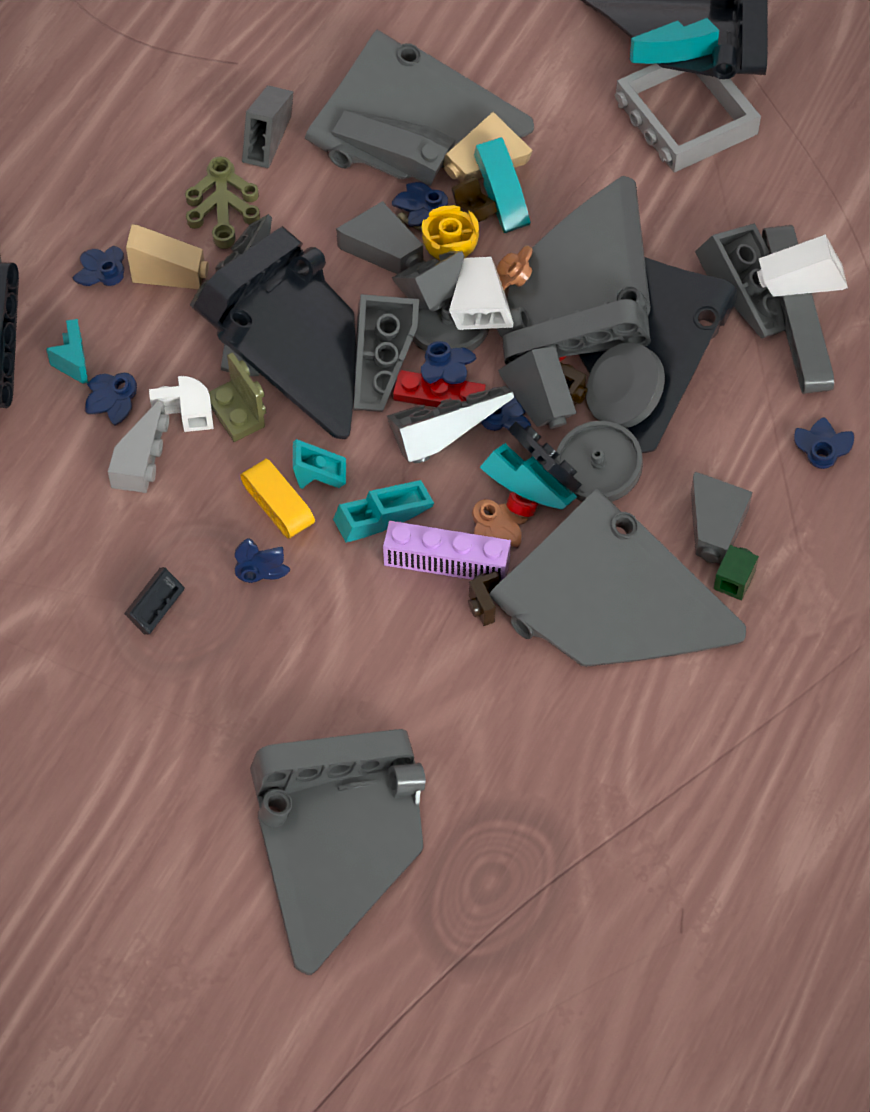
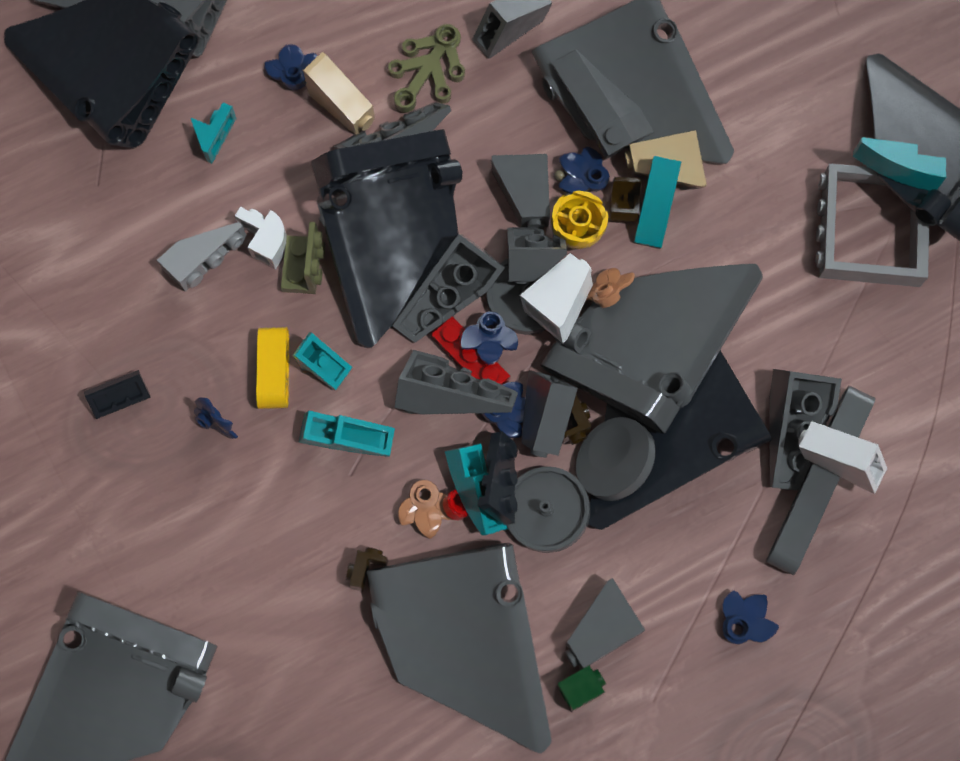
camera: 35 degrees right, 15 degrees up
(110, 399) = (213, 189): dark blue plate -> none
(444, 551) = (364, 508): lavender brick -> none

